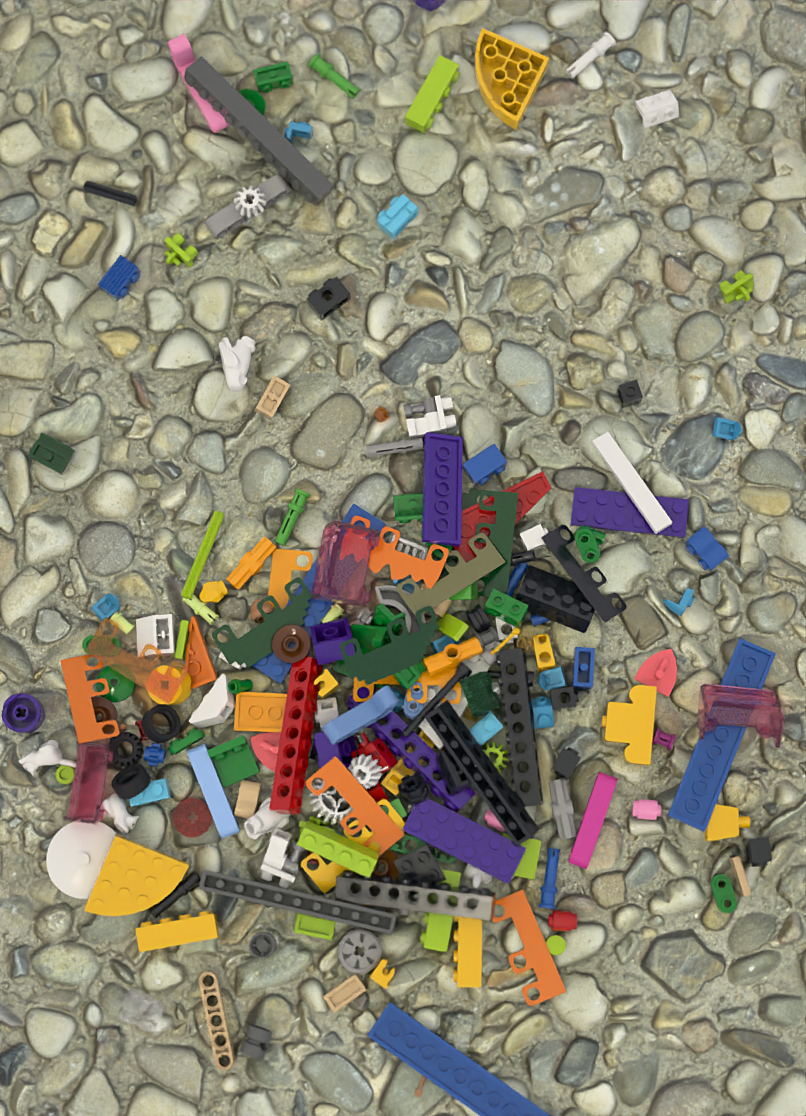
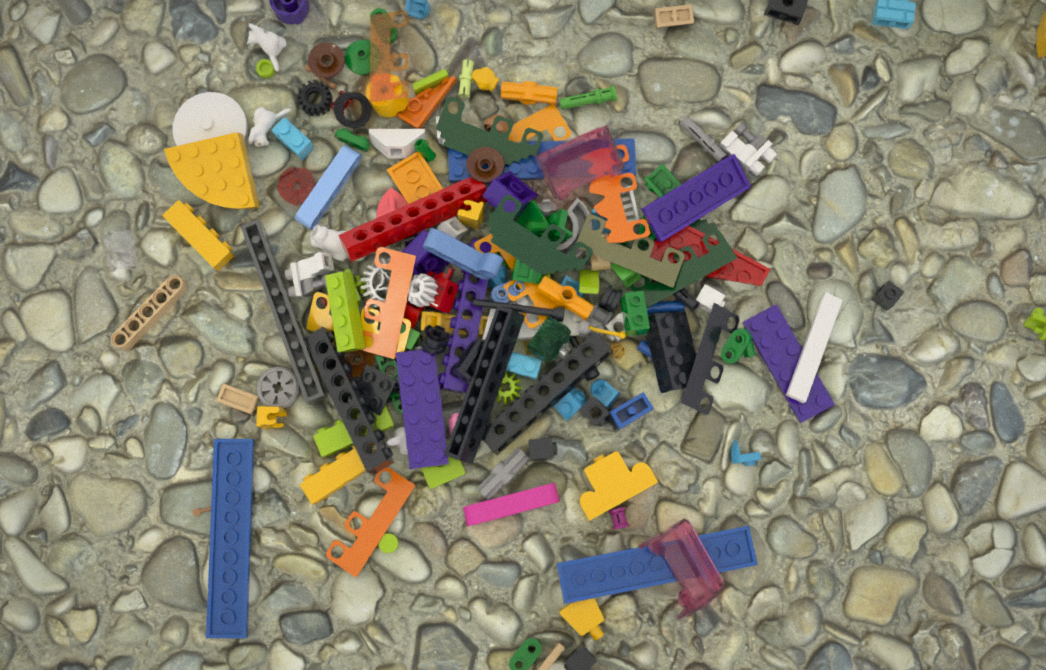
camera: 55 degrees right, 0 degrees up
(80, 695) = (331, 30): orange piece -> none
(89, 783) = (266, 87): clear pink windscreen -> none
(124, 624) = (412, 28): yellowish green pin -> none
(131, 781) = (290, 116): black tyre -> none
(154, 754) = (325, 122): blue gear -> none
(157, 631) = (423, 60): white slope -> none
(180, 890) = (233, 215): black pin -> none
(202, 555) = (508, 51): lime axle -> none
(233, 761) = (363, 186): green bracket -> none
(247, 799) = (340, 218): tan axle -> none
(256, 1040) = (148, 355): dark grey wheel -> none
(262, 945) = (231, 307): dark grey wheel -> none
(314, 926) = (273, 339): lime tile -> none
(333, 613) = (534, 183): yellowish green pin -> none
(381, 414) = (722, 110): clear orange hinge -> none
(485, 465) = (741, 219): blue brick -> none
(543, 652) = (620, 370): yellow leg -> none
(549, 889) = (430, 506): blue pin -> none
(562, 921) = (411, 535): red brick -> none
(646, 809) = (550, 543): bright pink brick -> none
(659, 671) = (672, 477): coral shield -> none
(706, 549) = (804, 447): blue brick -> none
(726, 429) = (917, 395): dark azure plate -> none

